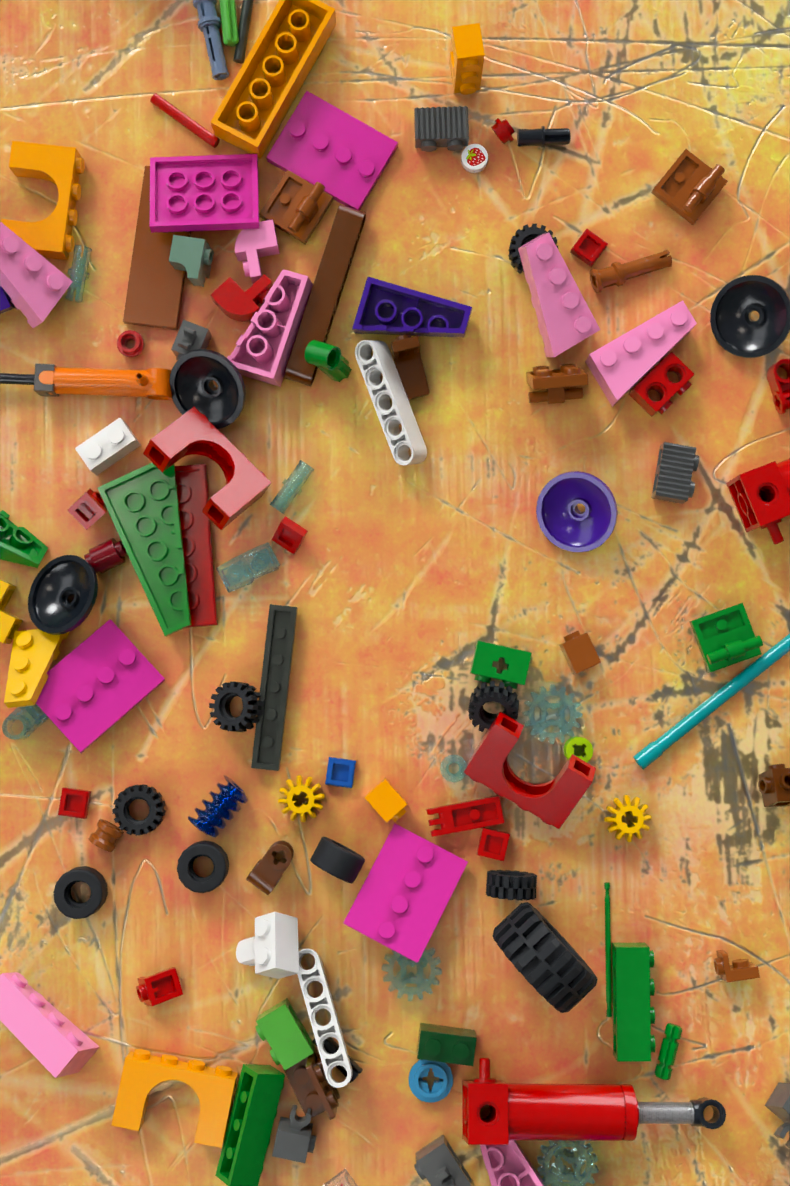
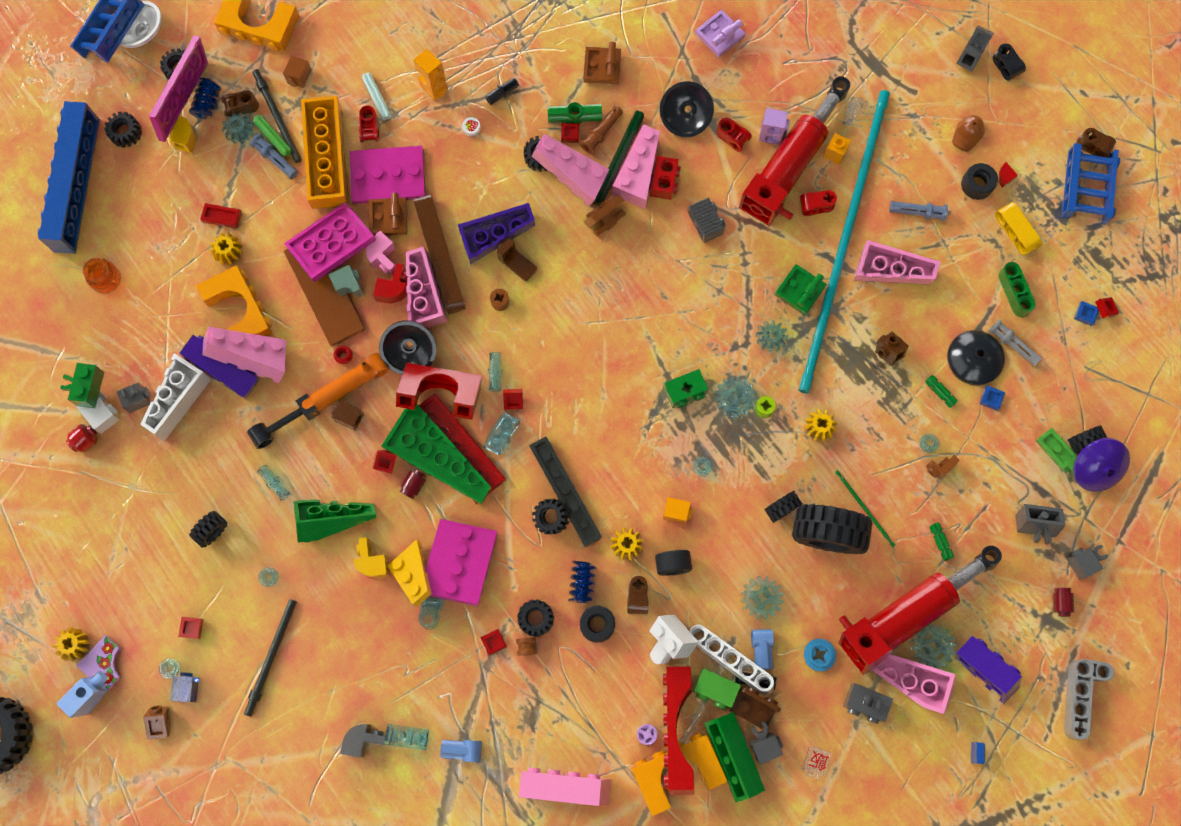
camera: 35 degrees left, 10 degrees down
(62, 594) = (403, 521): black dish -> none
(63, 897) = (523, 685): black tyre -> none
(69, 116) = (222, 243): none -> yellow gear
(78, 273) = (284, 333): clear light blue pin -> none
(84, 419) = (347, 415): none -> reddish brown brick
(102, 70) = (221, 215): none -> red tile
(107, 446) = (370, 420): white brick -> none
(159, 987) = (621, 715): red bracket -> none
(167, 1033) = (649, 734): none -> lavender wheel
(171, 1105) = (680, 773): none -> red arch
(185, 120) = (289, 212): red bar -> none
(190, 338) = (376, 327): dark grey brick -> none
(327, 359) = (466, 284): green piece -> none
(340, 772) = (638, 514): blue tile -> none
(349, 77) = (368, 127): none -> red piece
(357, 407) = (499, 304): none -> dark orange wheel
(374, 1021) = (762, 642): none -> medium blue piece
(380, 394) = (510, 286): white beam -> none
(386, 40) = (376, 96): none -> light aqua axle
(405, 893) = (726, 555): dark pink plate -> none
(441, 128) = (441, 122): dark grey brick -> none
(446, 1044) = (813, 626): dark green brick -> none
(466, 815) = (729, 487): red hinge -> none
(491, 694) = (705, 424): black tyre -> none
(493, 844) = (756, 493): red plate -> none
(503, 130) = (477, 101): red plate -> none
(549, 800) = (770, 445): red arch -> none
(564, 522) = (665, 288): dark purple dish -> none
(579, 652) = (725, 352): dark orange brick -> none
(595, 218) = (563, 114): none -> green piece
(628, 318) = (619, 156): none -> dark green axle
(632, 1002) = (900, 527): green brick -> none
(648, 681) = (778, 334): none -> clear light blue gear
(732, 924) = (925, 447): none -> clear light blue plate

